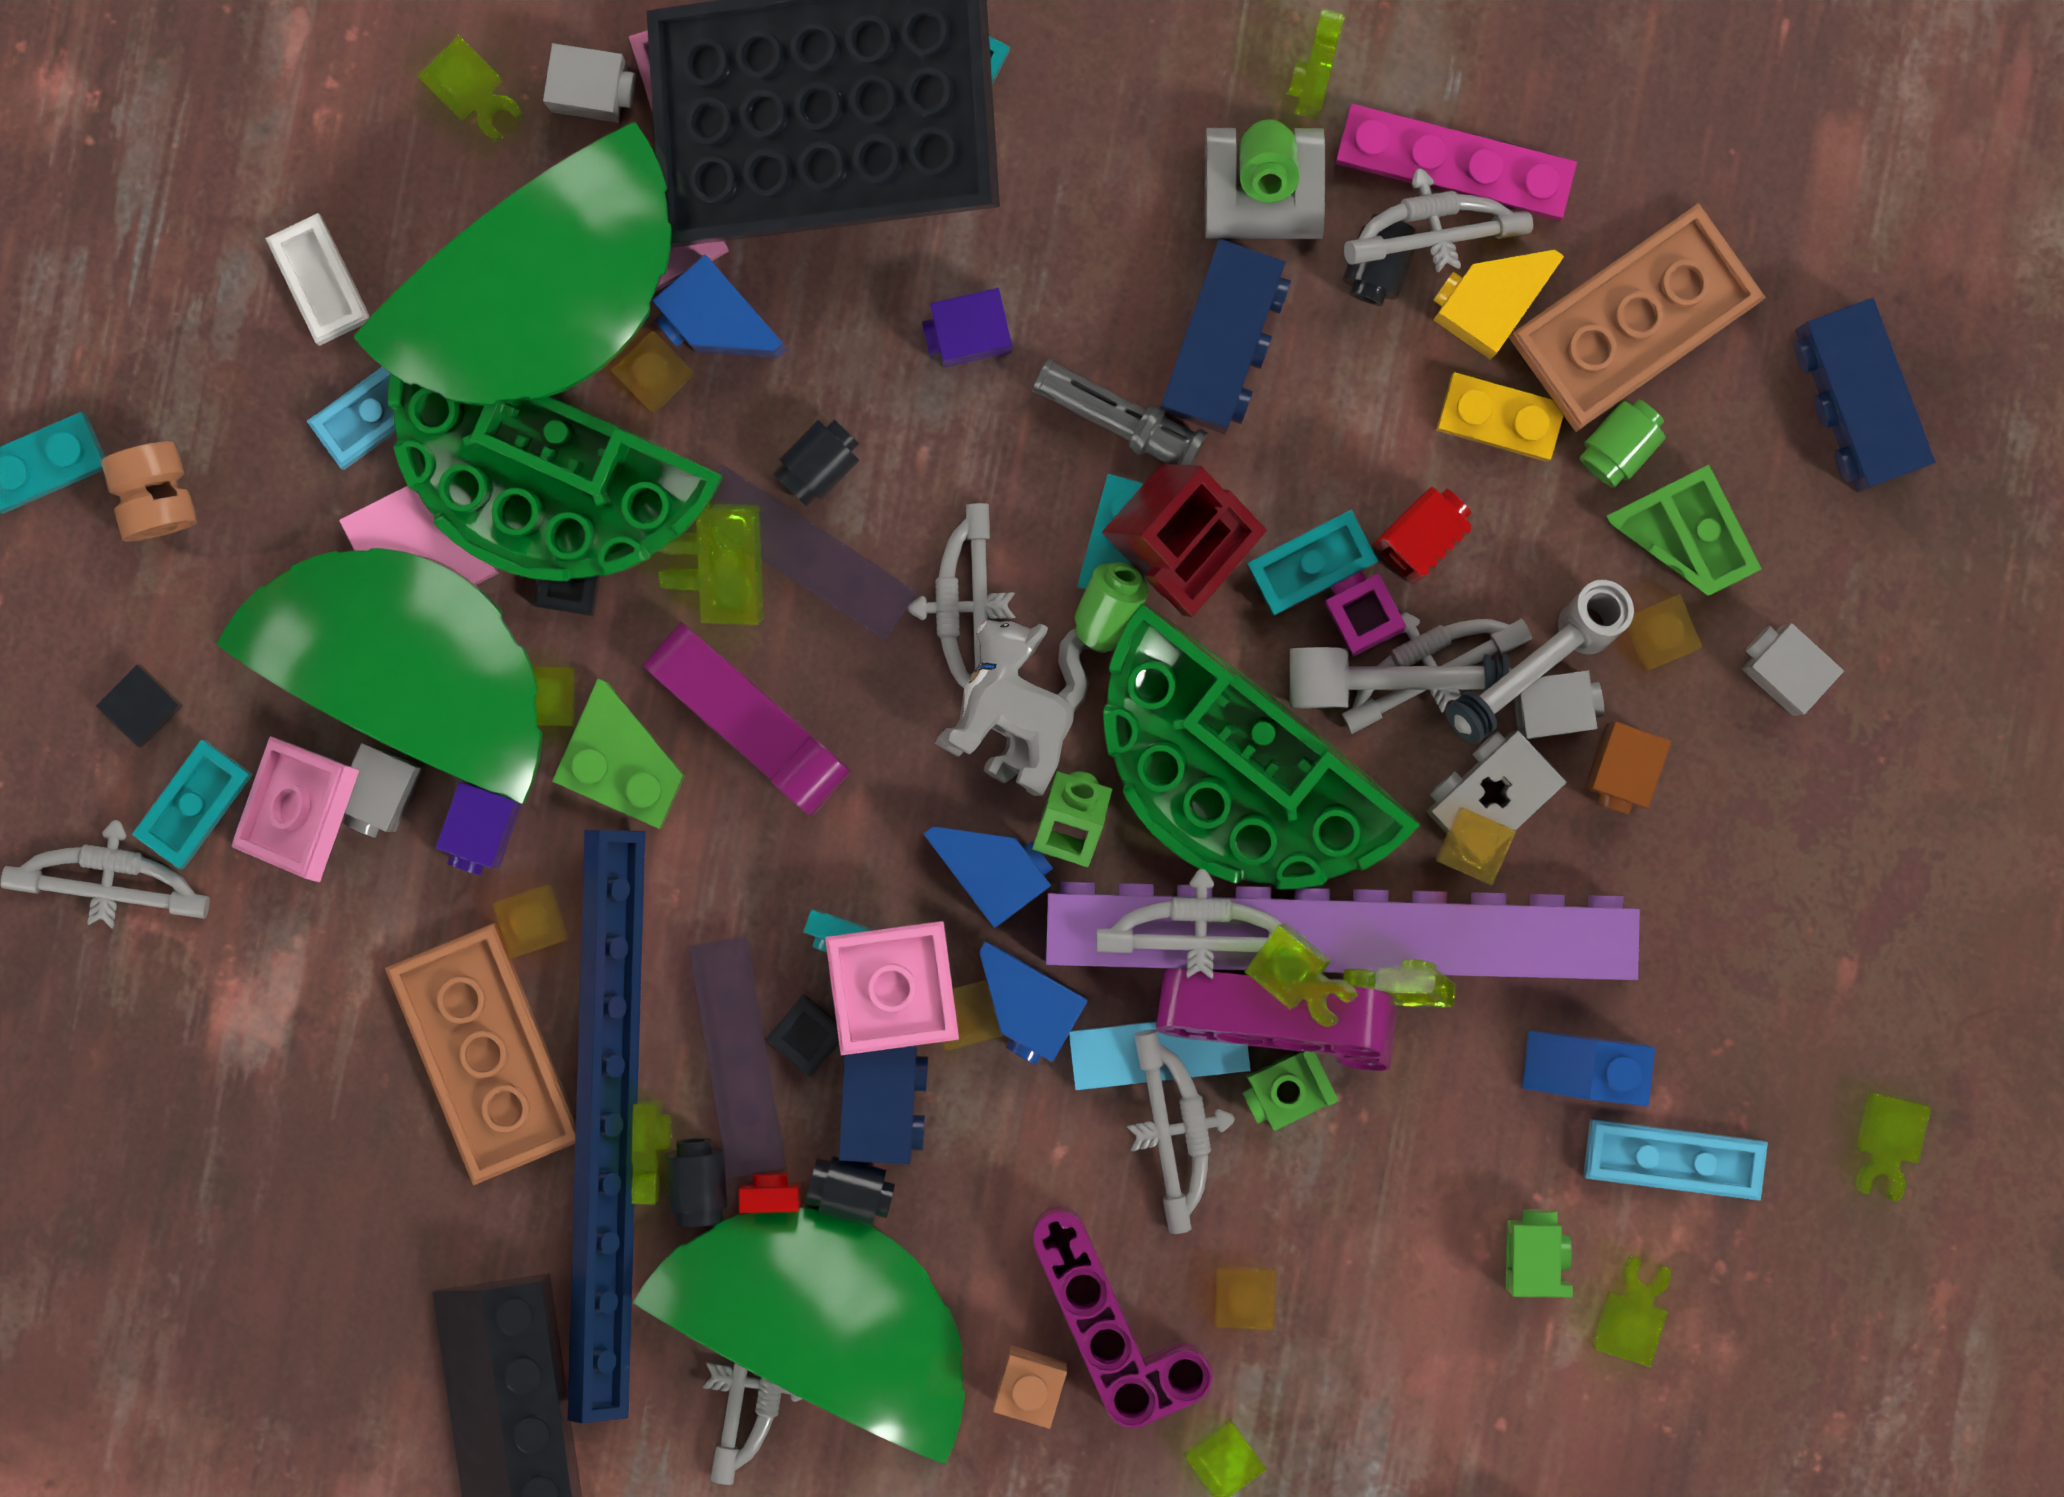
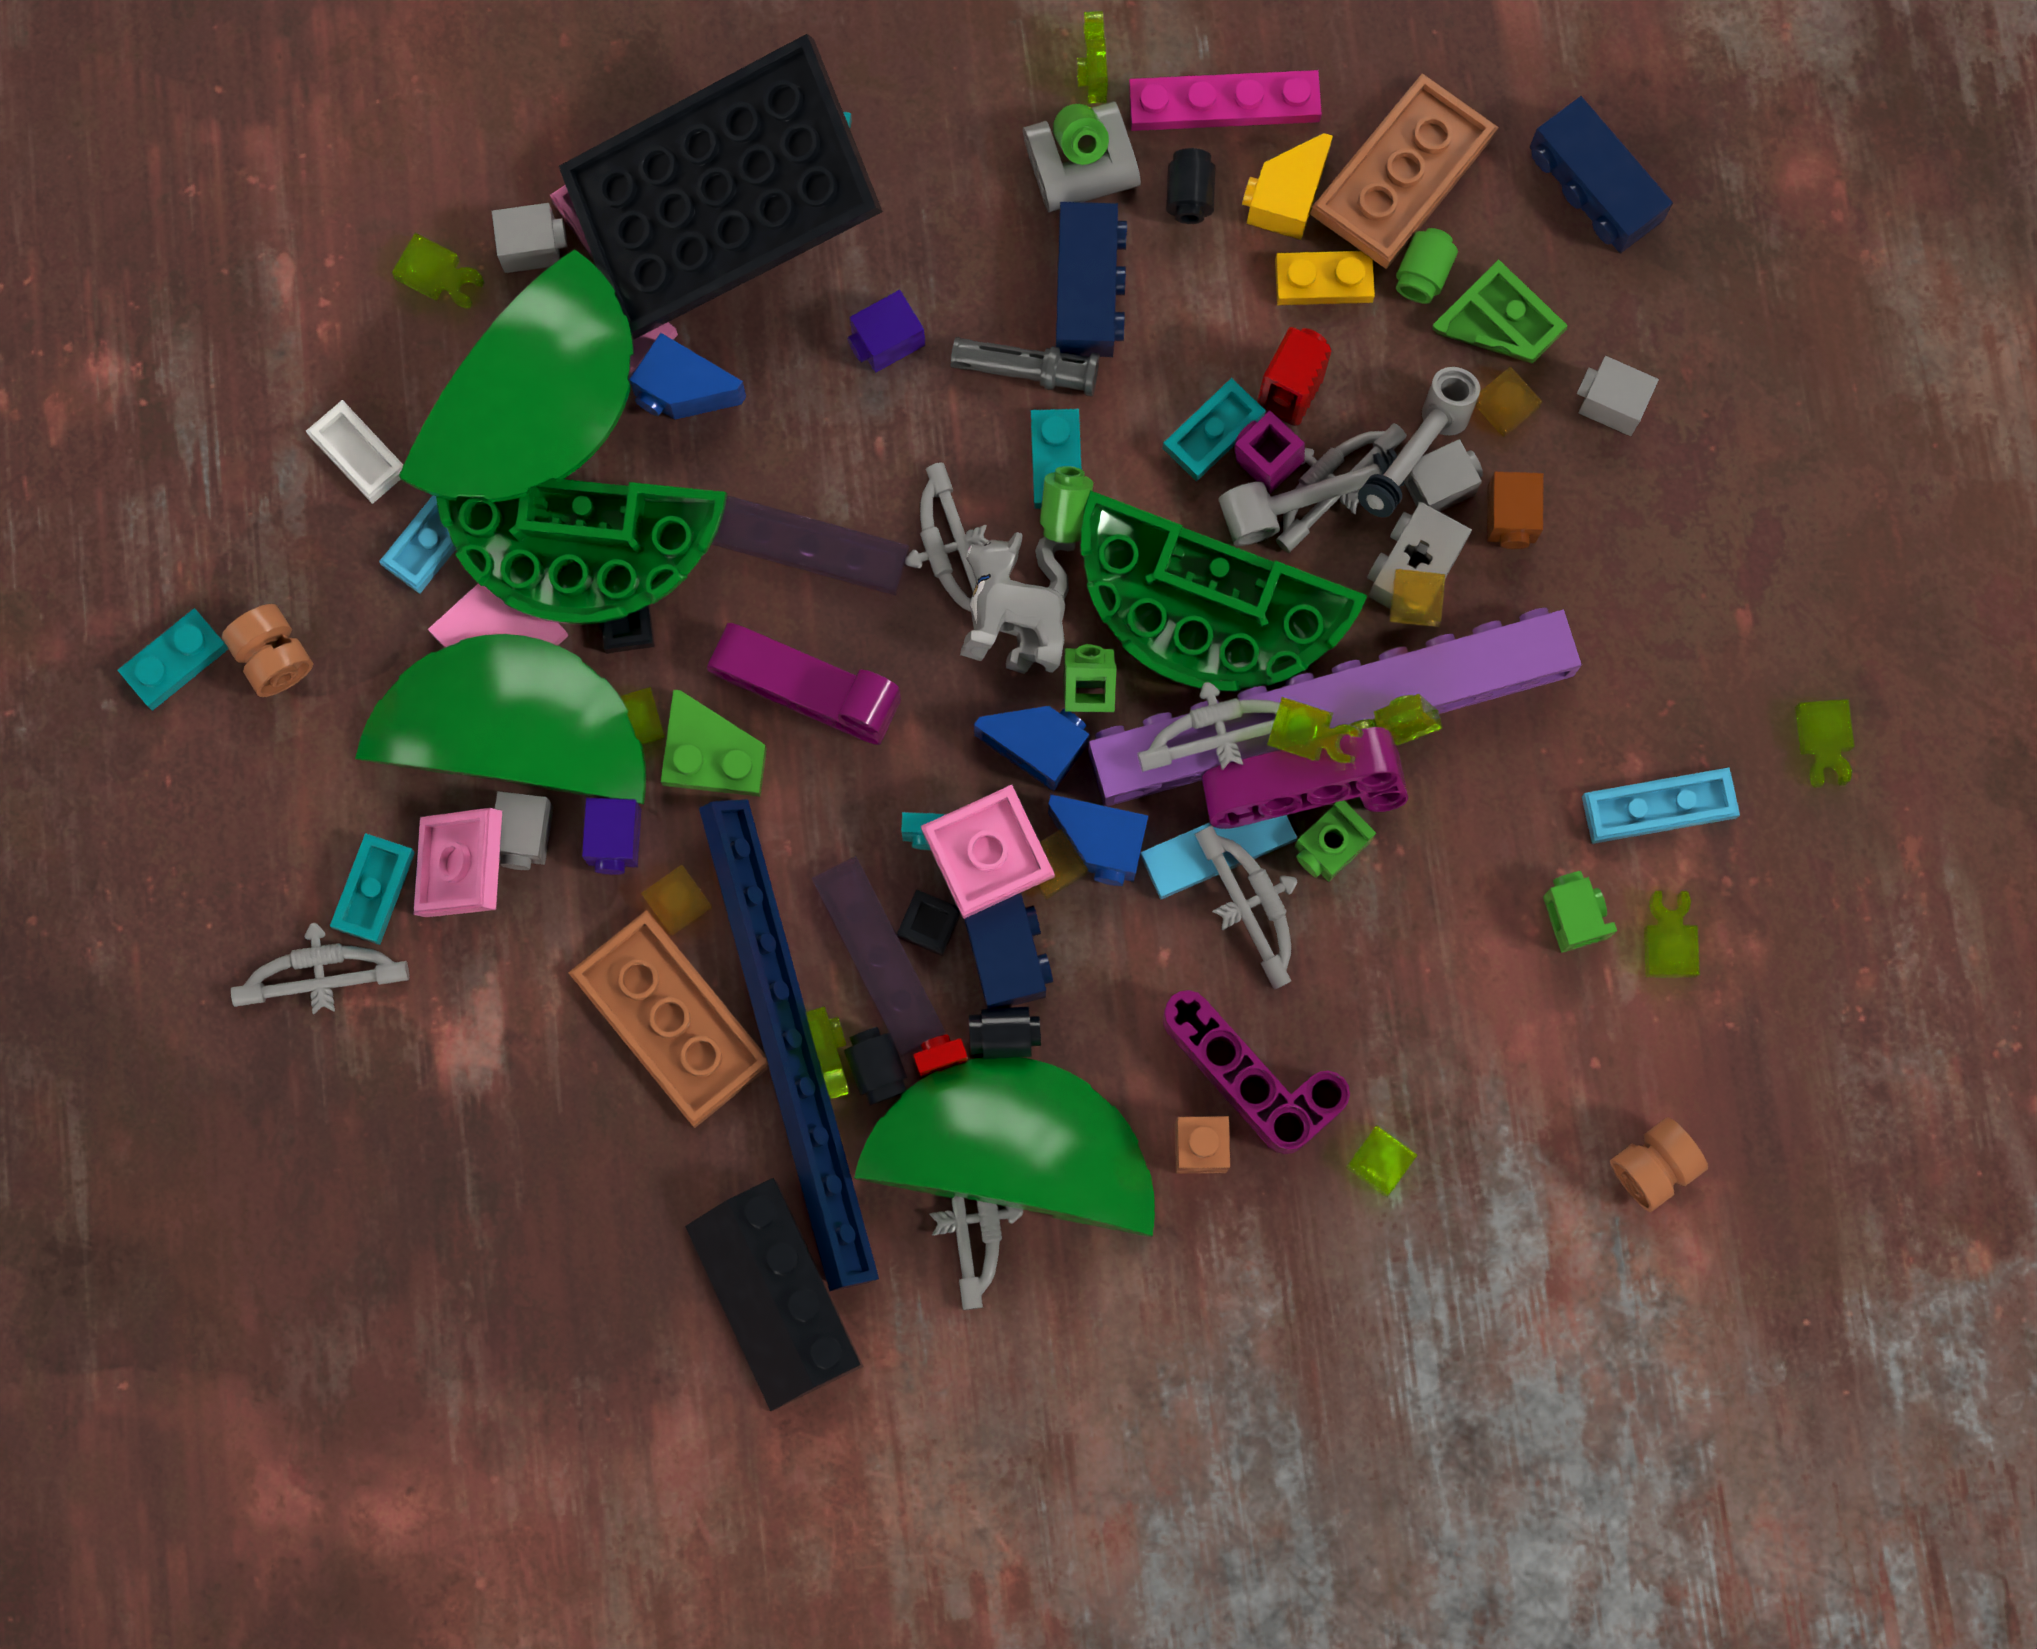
camera: 15 degrees left, 10 degrees down
(139, 705) = (306, 825): black tile -> none
(653, 372) = (645, 442): clear yellow plate -> none
(727, 564) = (750, 566): clear neon green hinge -> none
(817, 461) = (797, 468): black brick -> none
(1184, 534) = (1106, 429): dark red plate -> none
(1245, 1297) = (1353, 1023): clear yellow plate -> none
(1431, 207) = (1182, 169): light grey piece -> none
(1588, 1068) = (1567, 750): blue slope -> none

